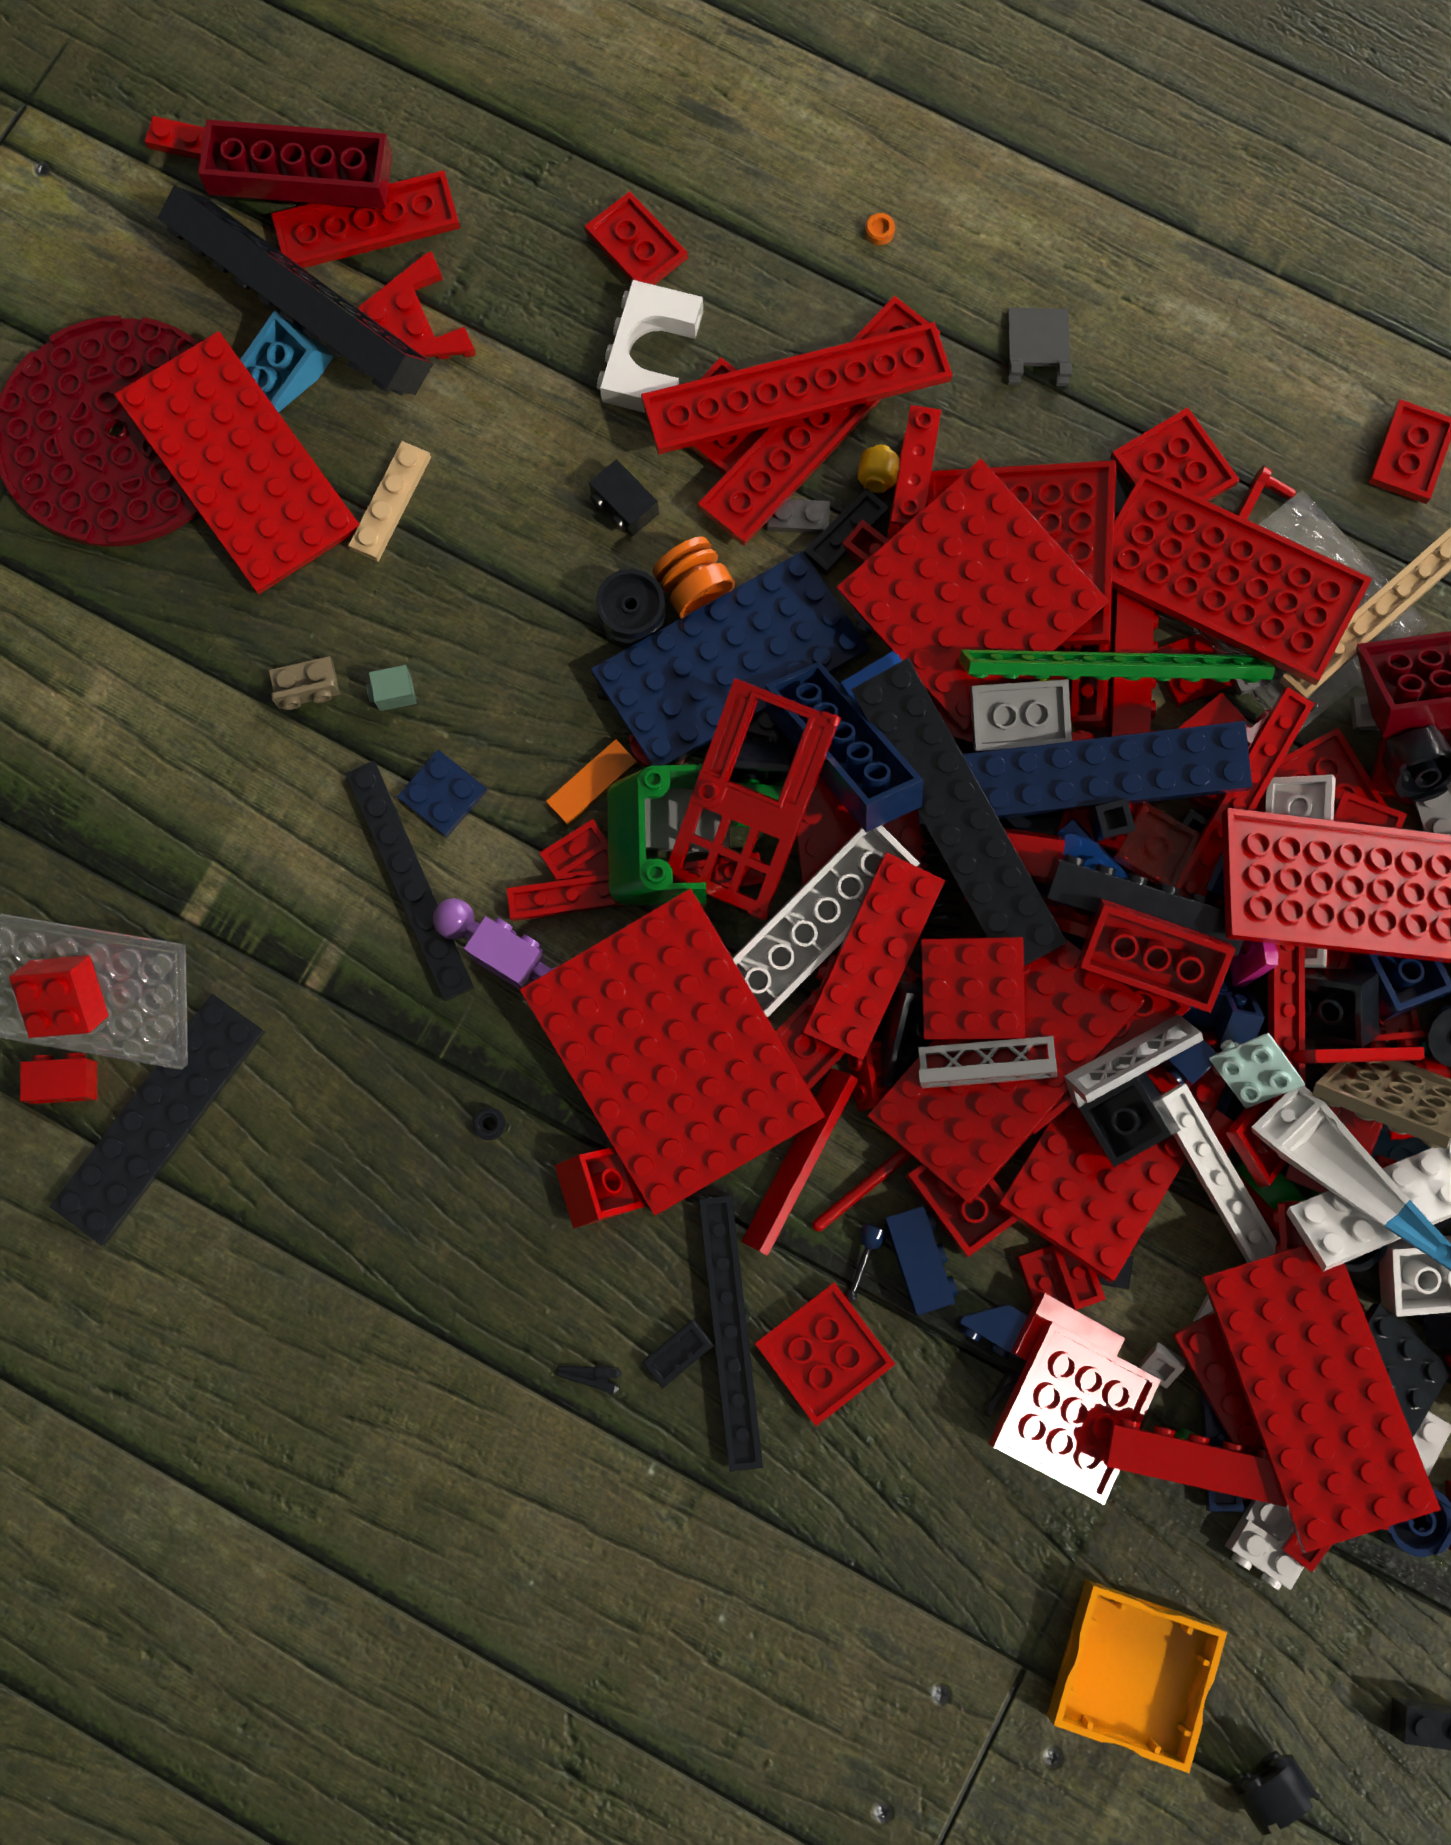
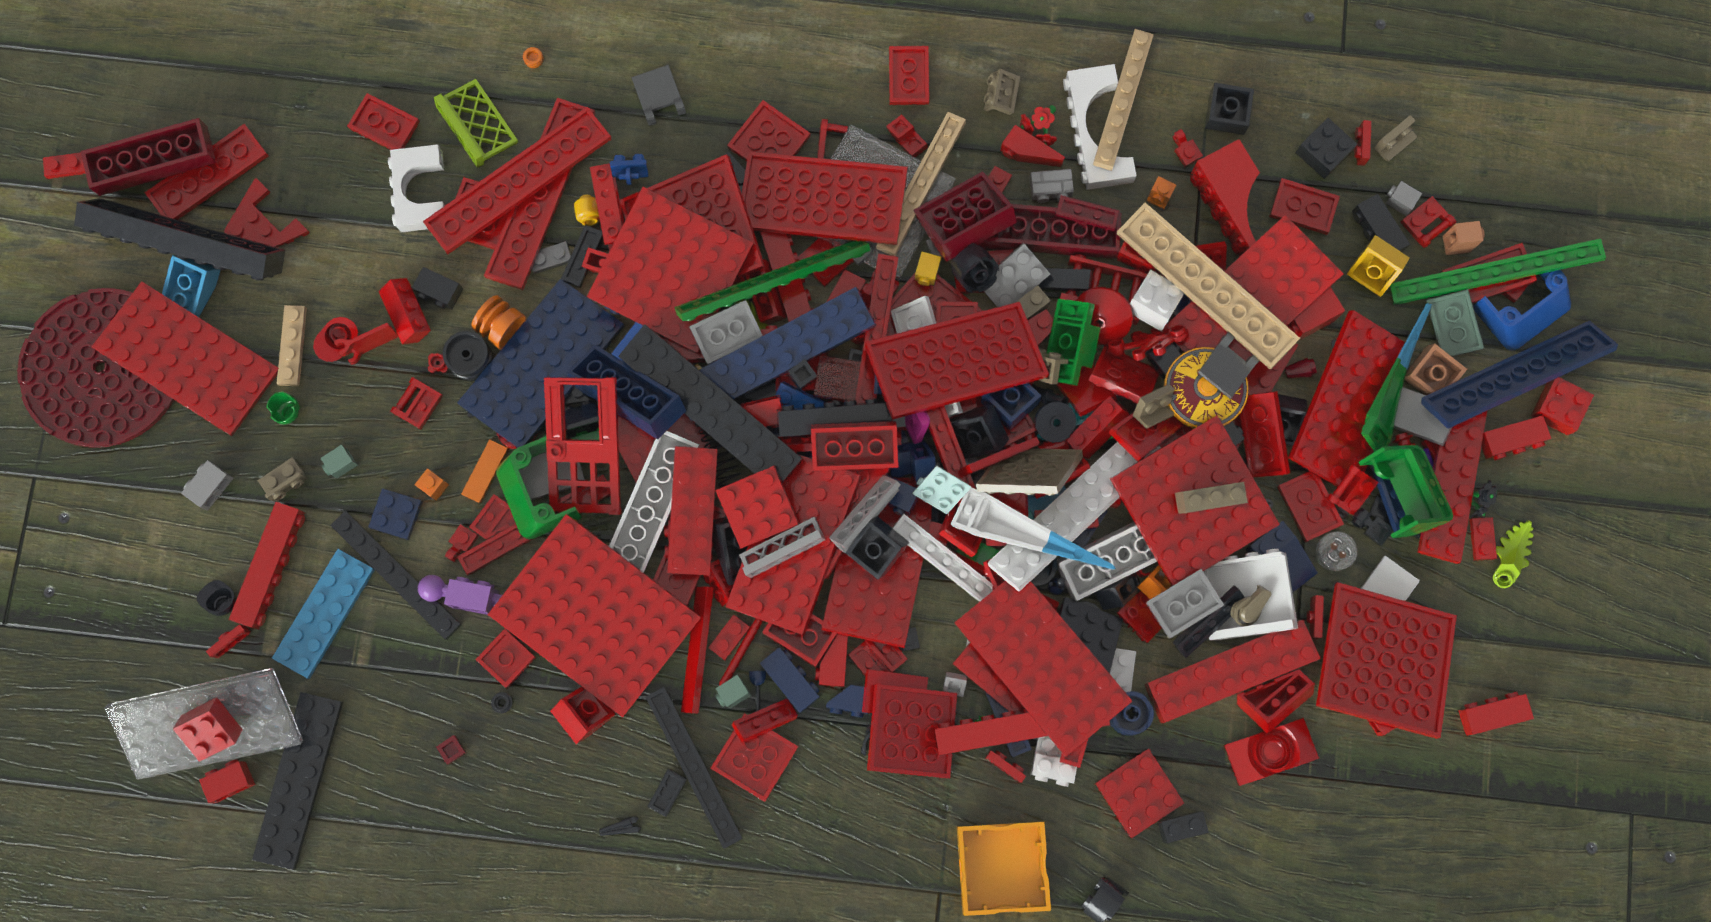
camera: 20 degrees left, 0 degrees up
(139, 880) = (227, 641): none -> red plate
(148, 814) = (217, 598): none -> black cap
(196, 649) = (206, 485): none -> light grey brick
(235, 796) = (267, 566): none -> red brick
(286, 895) = (323, 614): none -> dark azure plate
(345, 582) = (283, 407): none -> green hair
(391, 1163) = (451, 749): none -> dark red plate
(454, 513) = (335, 329): none -> red piece
(496, 534) = (366, 342): none -> red flag
(510, 771) = (431, 484): none -> orange brick
(519, 1062) = (505, 658): none -> red plate
(521, 867) = (462, 541): none -> red plate
(538, 655) = (422, 405): none -> red plate
(566, 511) = (404, 310): none -> red brick
(575, 607) = (433, 367): none -> red plate
(740, 286) = (463, 133): none -> lime fence
(830, 1245) = (732, 692): none -> sand green brick
(852, 1161) = (729, 637): none -> red plate
(861, 1305) = (764, 720): none -> red plate
(962, 433) = (629, 169): none -> blue hips
(992, 1265) = (833, 665): none -> red slope
(1203, 1531) = (1013, 770): none -> red plate
(1345, 737) = (927, 269): none -> yellow brick
(1370, 1280) = (1057, 583): none -> dark blue hinge
(1376, 538) = (906, 136): none -> red slope
(1381, 1644) = (1139, 793): none -> red plate

